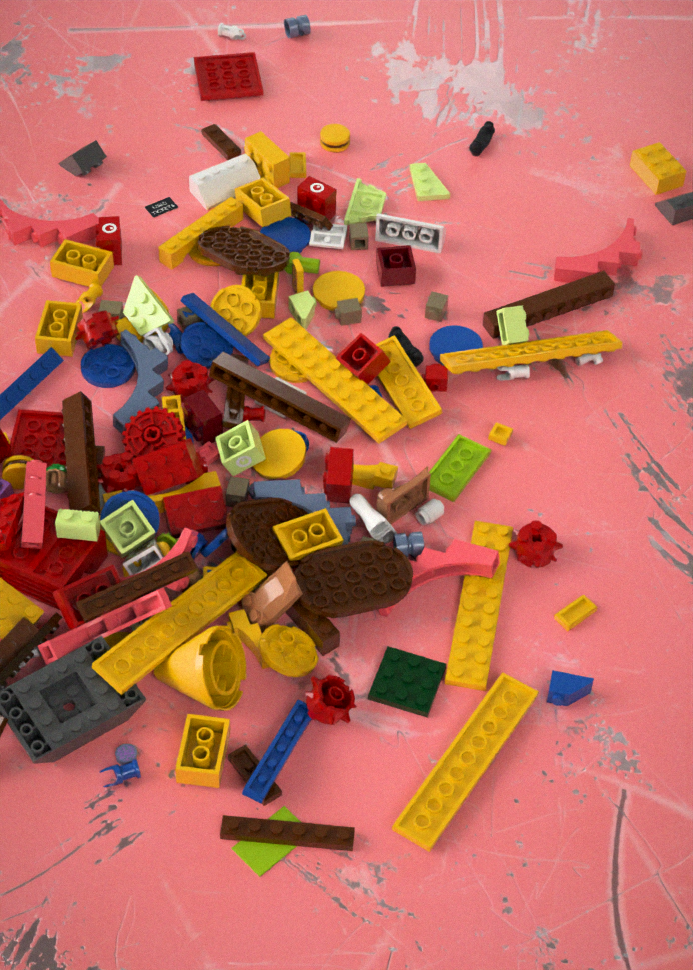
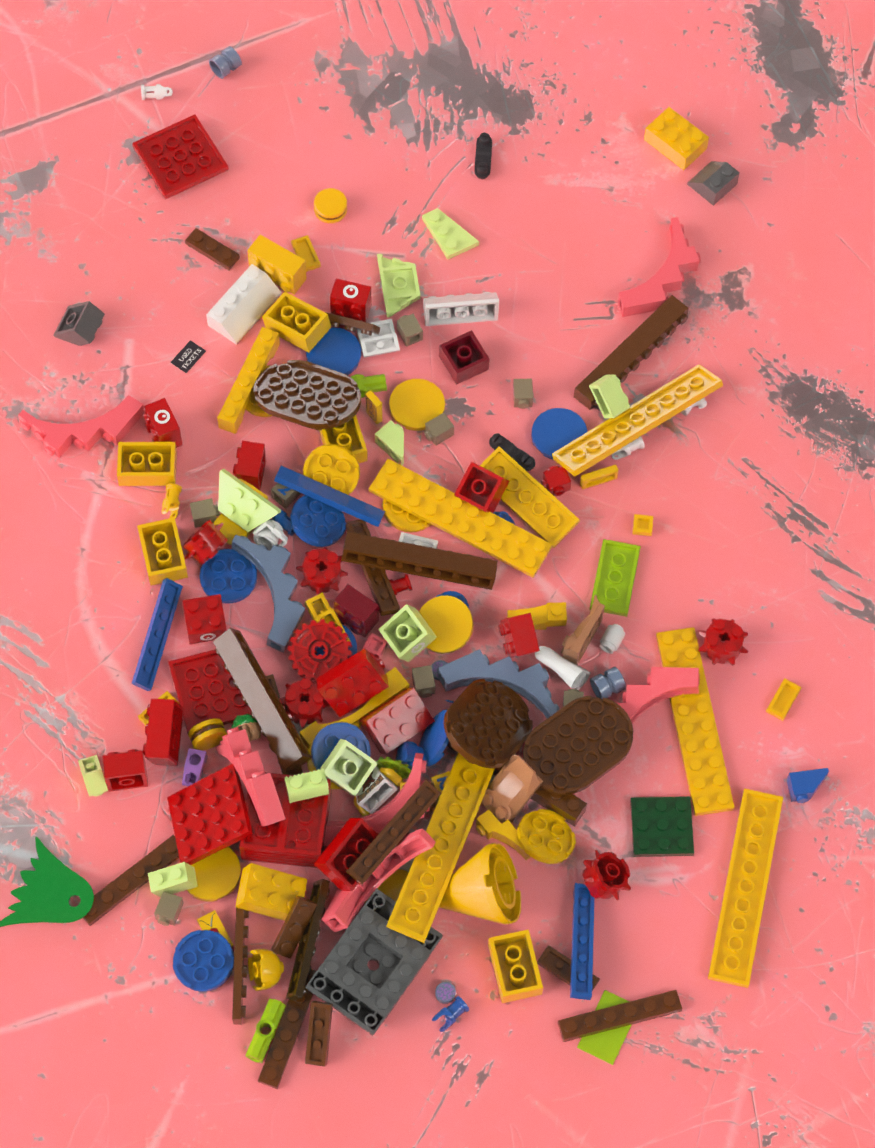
camera: 20 degrees left, 15 degrees up
(65, 383) = (204, 618): none -> red brick
(170, 285) = (251, 463): none -> red brick
(308, 534) = (519, 714): yellow slope -> none
(476, 385) = (599, 476): none -> yellow tile

